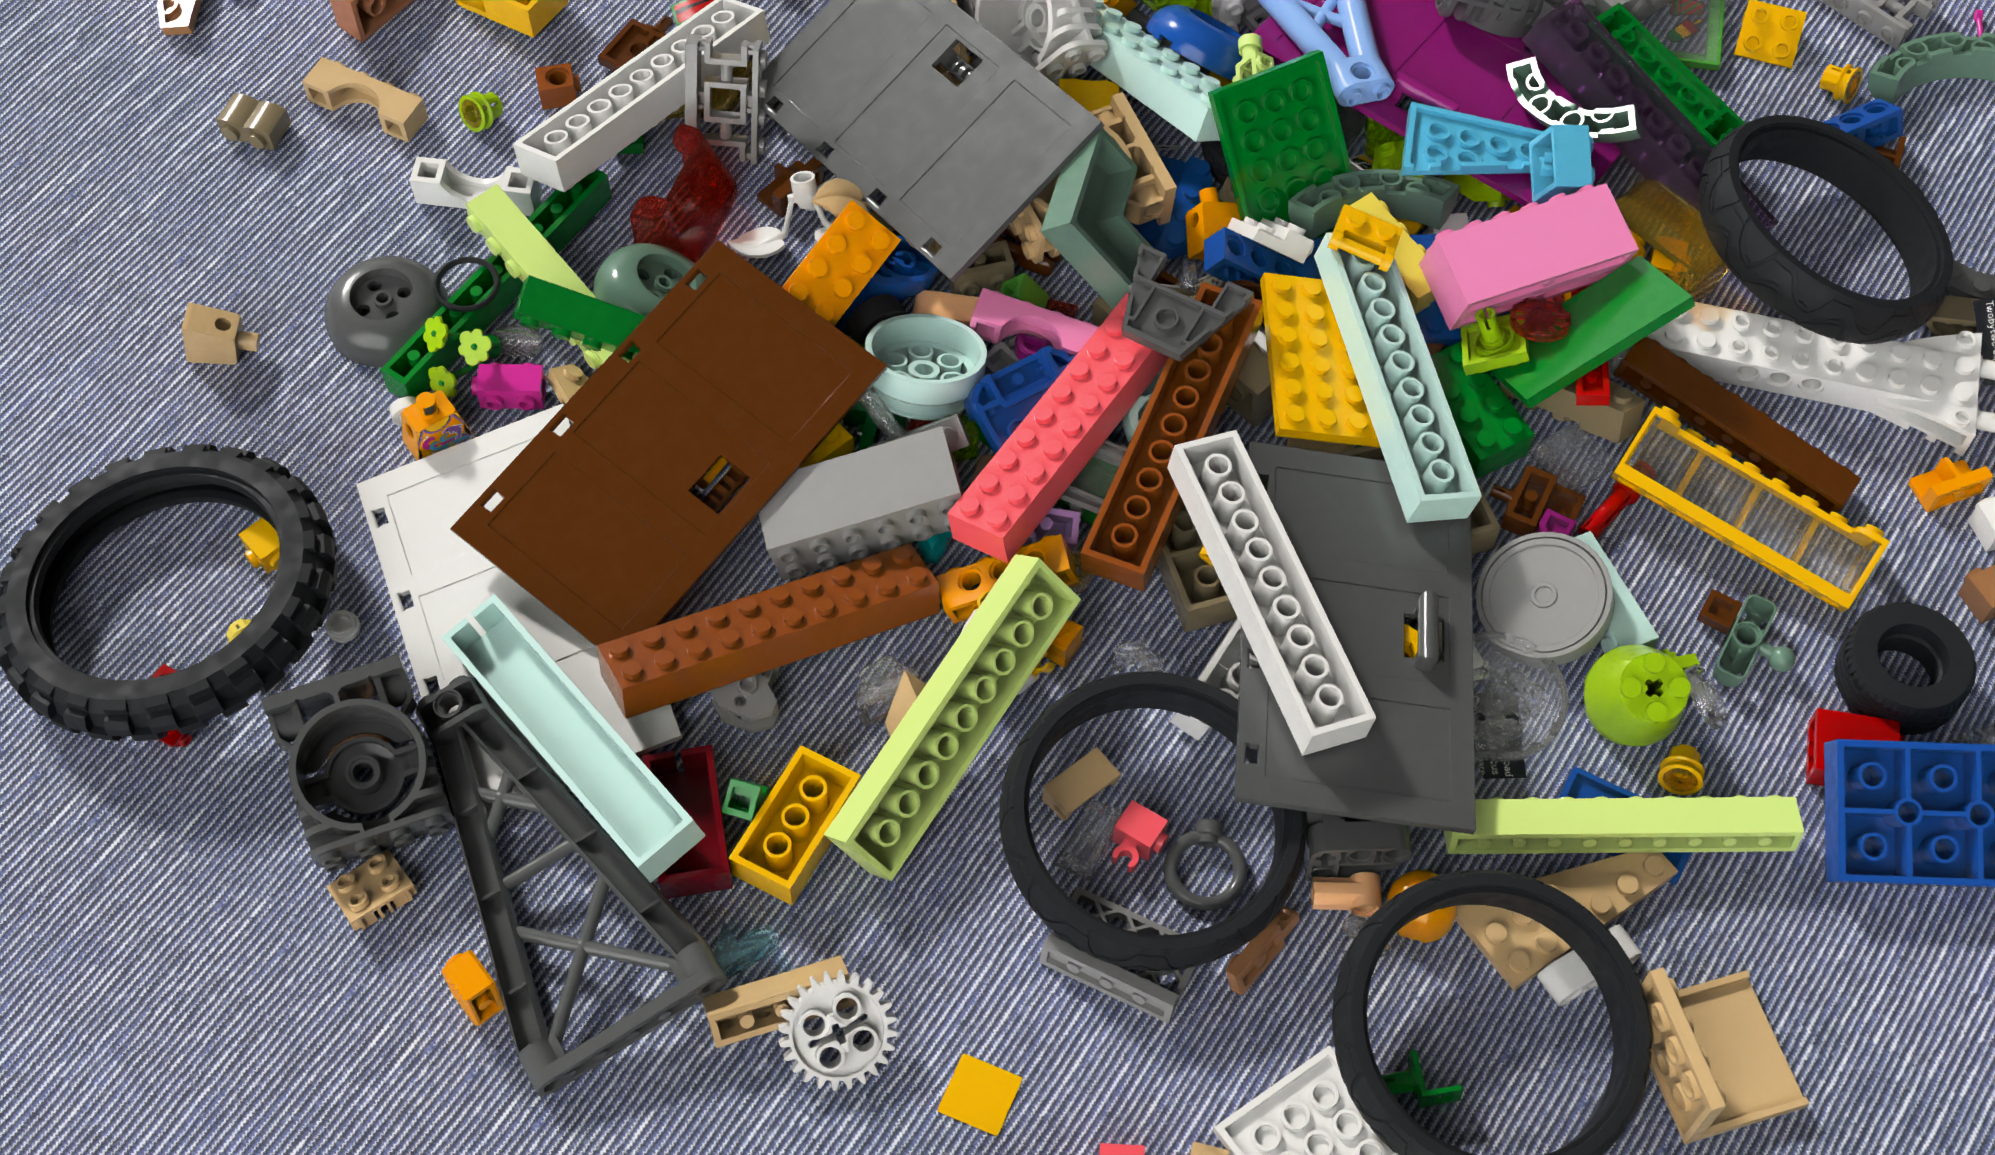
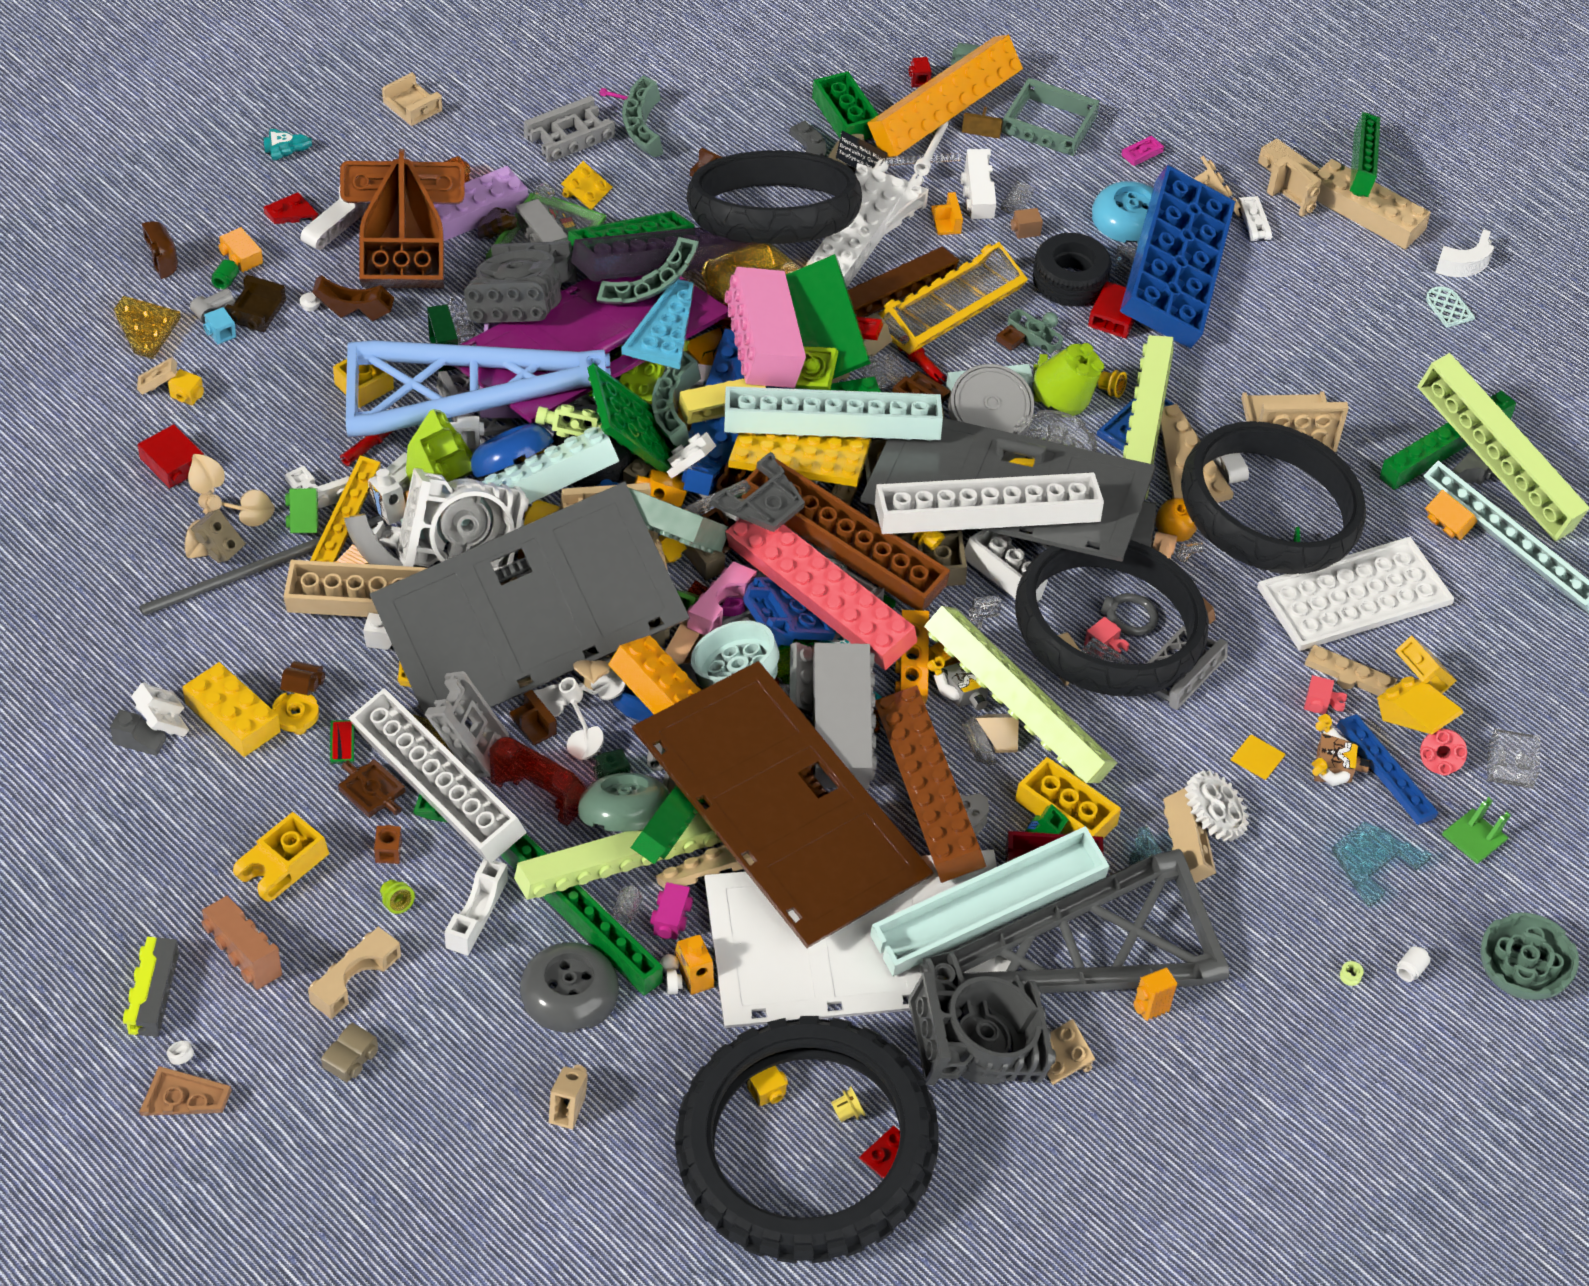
camera: 80 degrees left, 10 degrees down
(436, 284) = (583, 894): black tyre -> none
(474, 346) = (633, 926): lime plant -> none
(1365, 237) = (730, 390): yellow plate -> none
(1540, 320) = (811, 337): clear red wheel -> none
(1556, 523) = (941, 387): magenta tile -> none
(1560, 161) = (704, 288): medium azure brick -> none
(1842, 81) = (639, 165): yellow piece -> none
(1871, 122) = (681, 168): blue brick -> none

